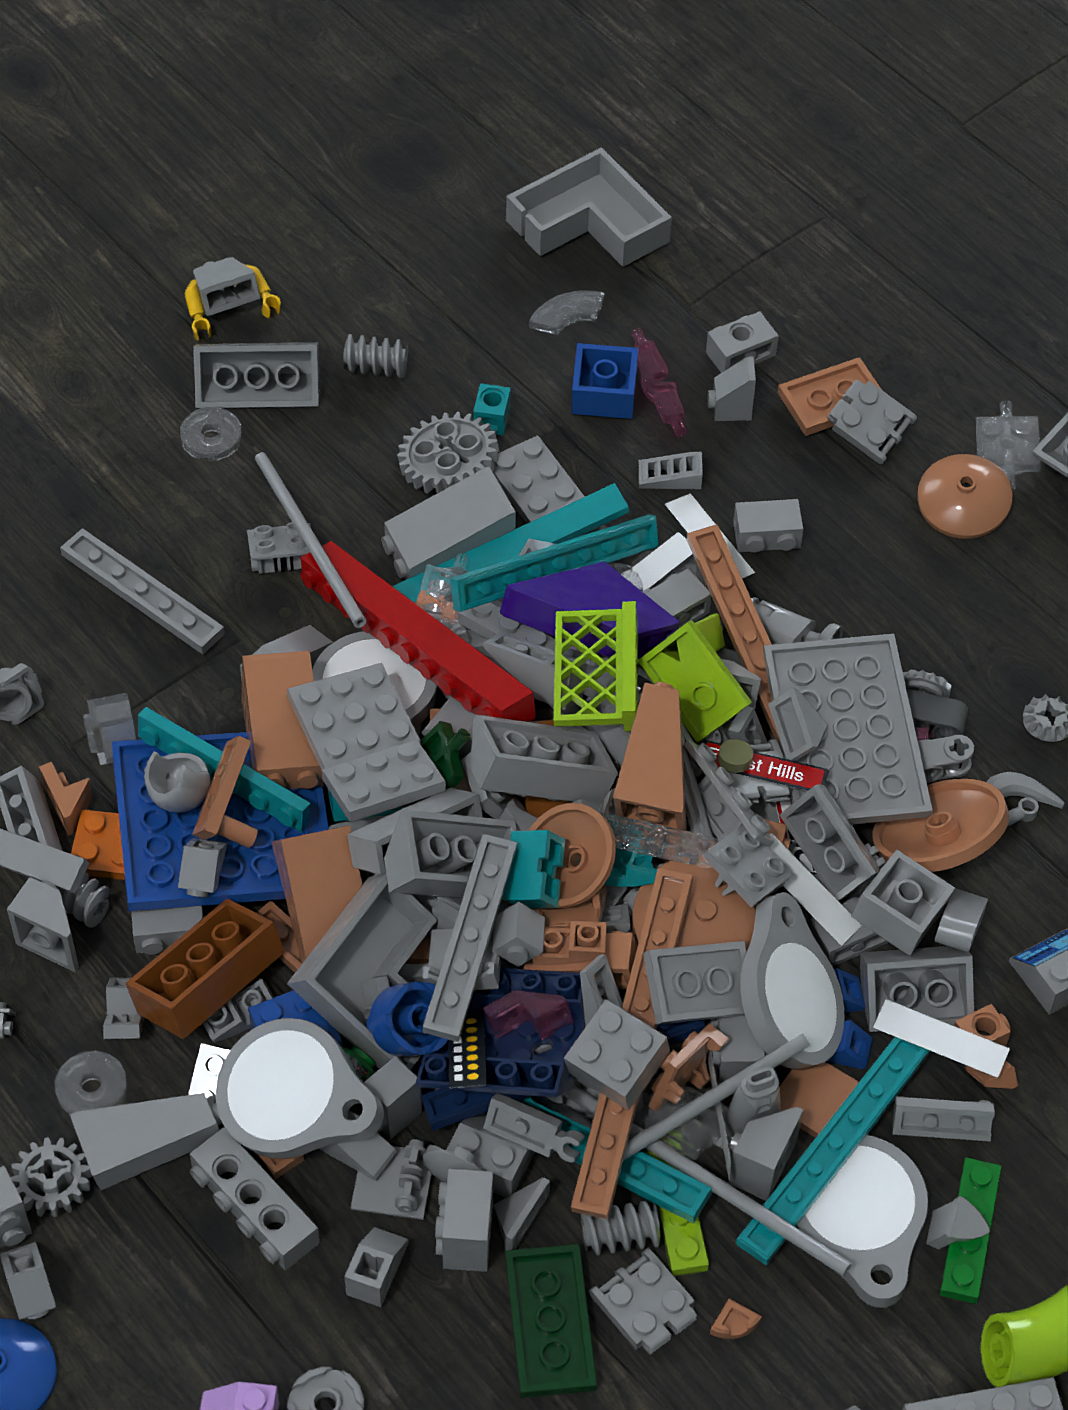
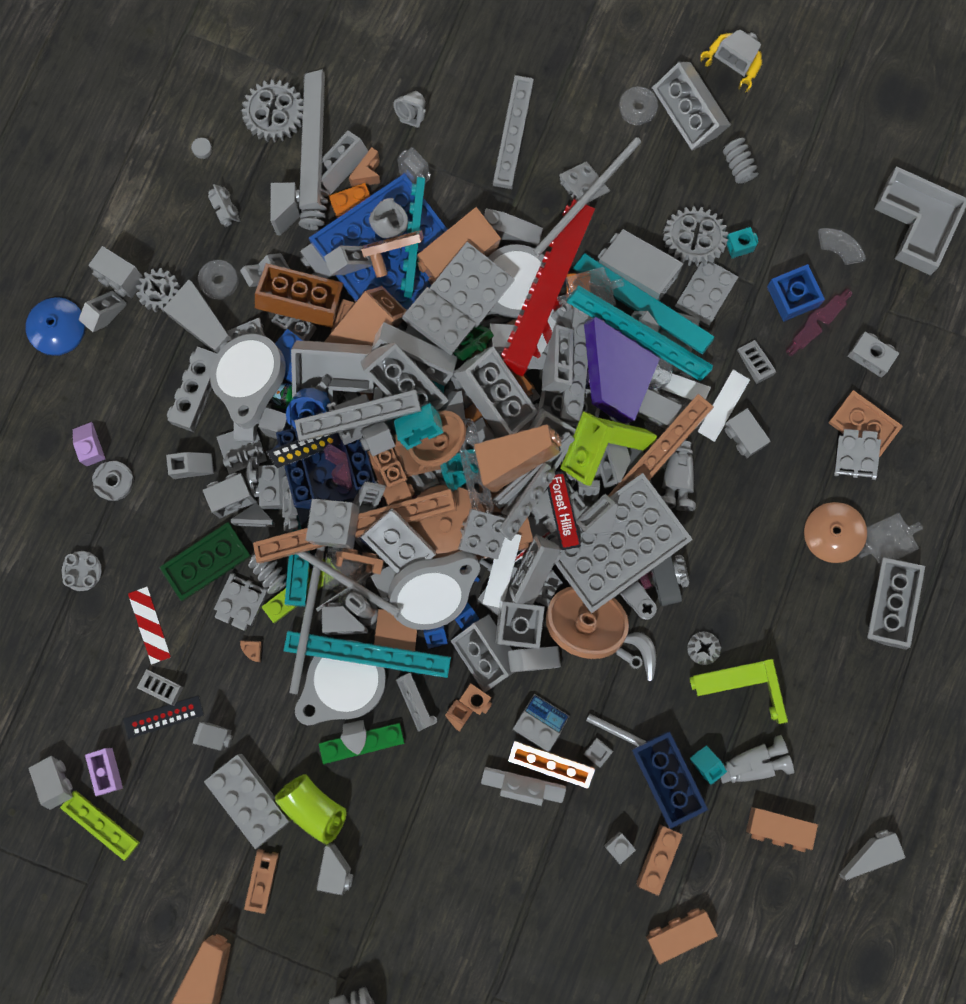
camera: 65 degrees right, 25 degrees up
(625, 673) = (576, 405): lime fence -> none
(734, 392) = (829, 368): light grey slope -> none
(735, 755) = (558, 493): olive tile -> none
(941, 1038) = (455, 681): white sticker -> none

